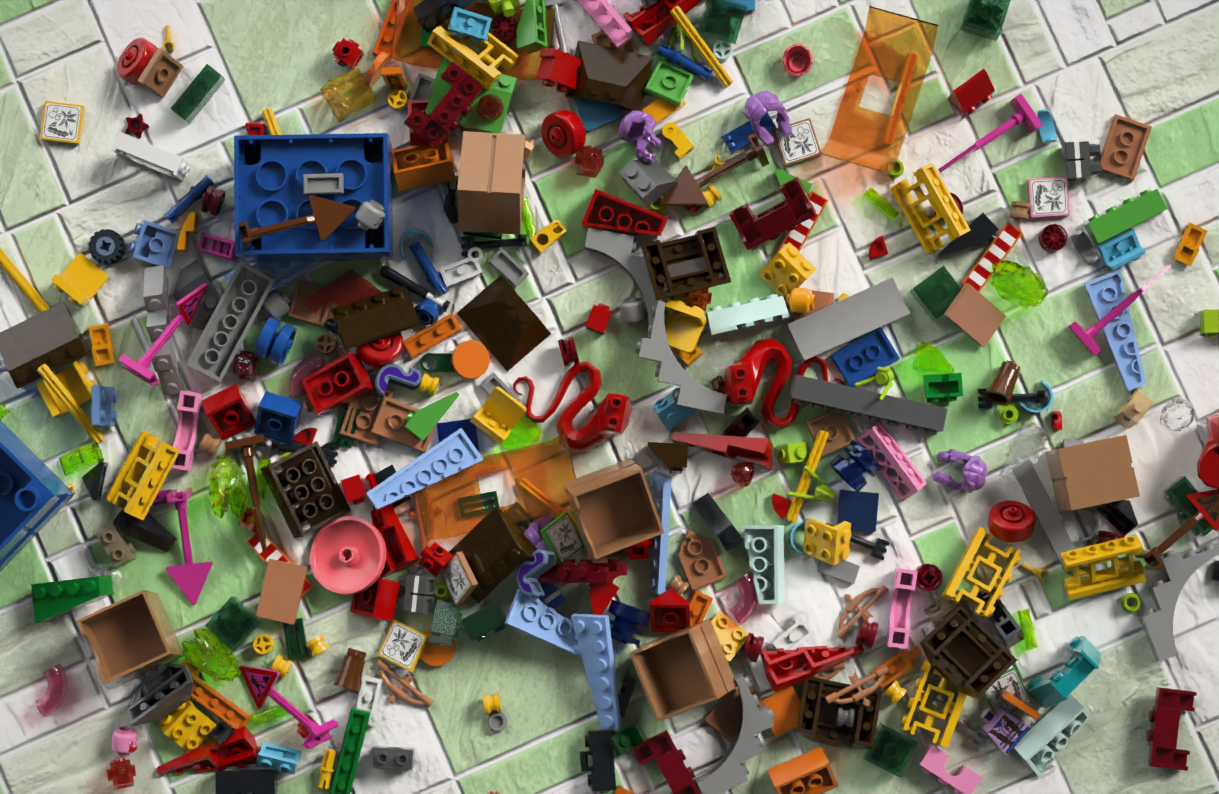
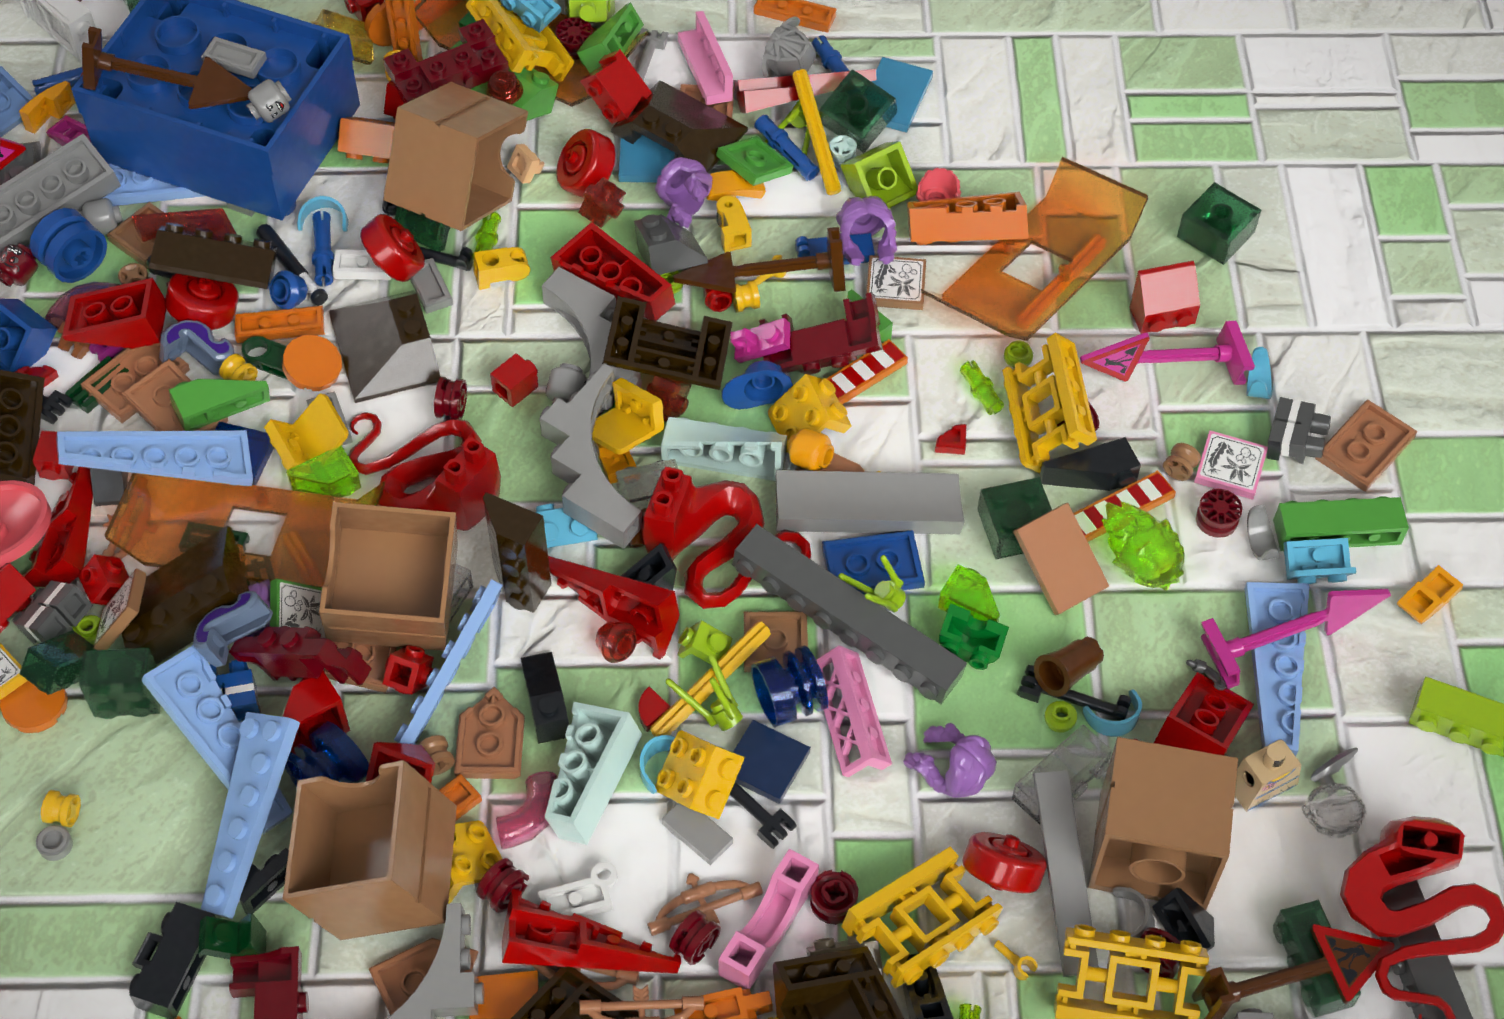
camera: 20 degrees right, 30 degrees down
(479, 259) = (392, 248): none -> red wheel
(738, 231) = (761, 340): none -> dark pink hinge
(748, 260) = (758, 386): none -> blue piece
(754, 62) = (882, 174): none -> lime slope
(829, 80) = (968, 218): none -> orange wedge
(1083, 350) = (1201, 667): none -> dark grey piece
(1089, 387) = (1204, 718): none -> red slope
(1163, 389) = (1324, 773): none -> flat silver bar

